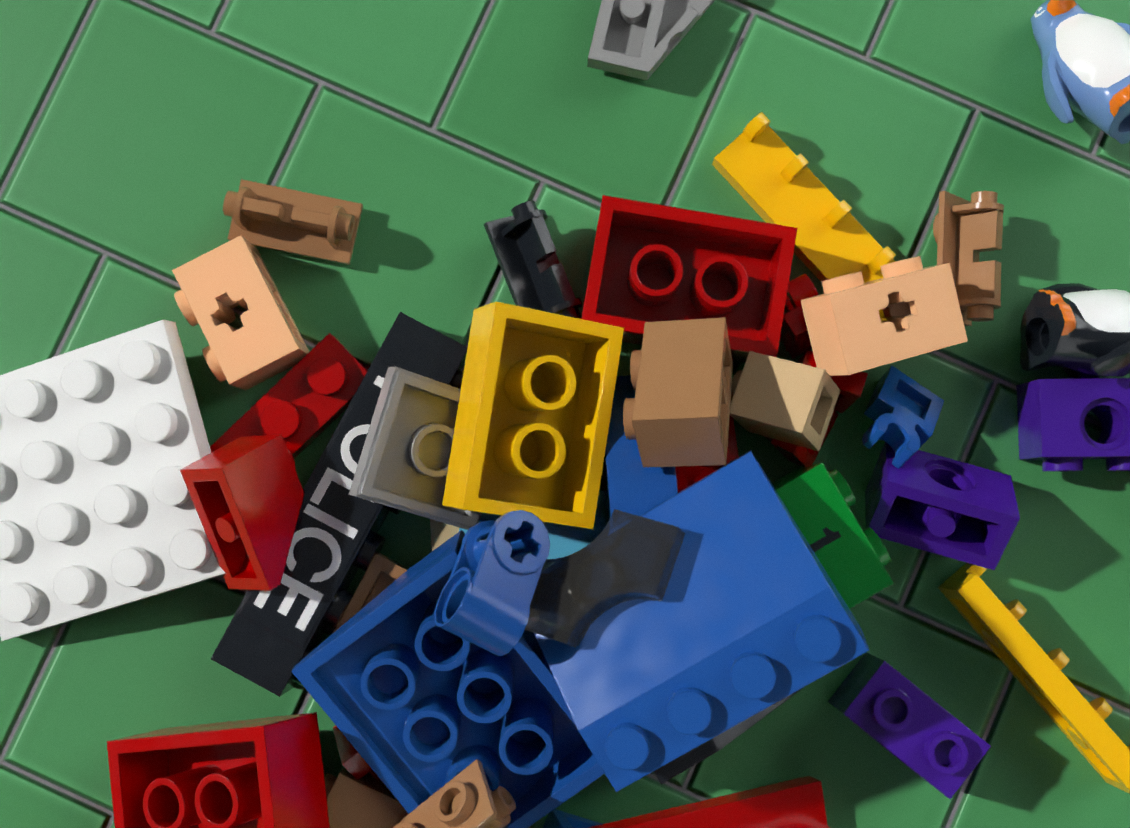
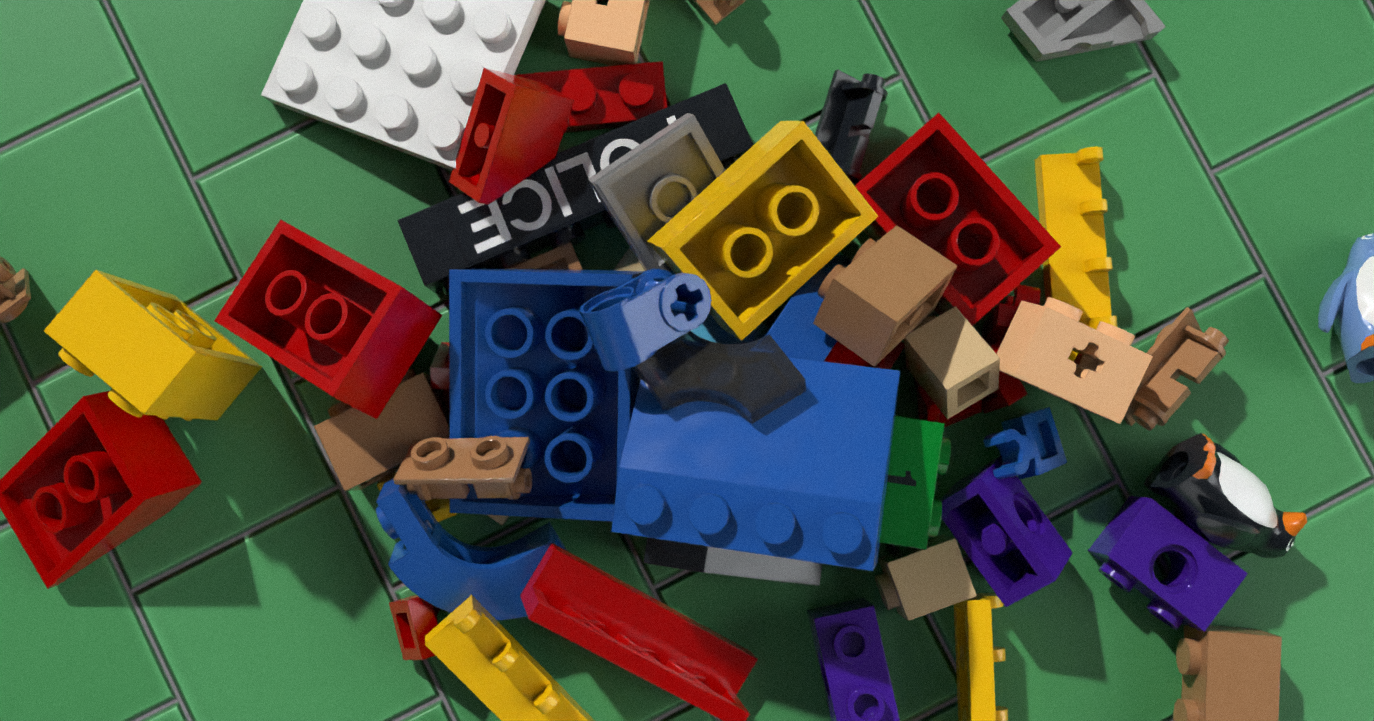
camera: 35 degrees right, 0 degrees up
(911, 604) = (923, 579): none -> tan brick

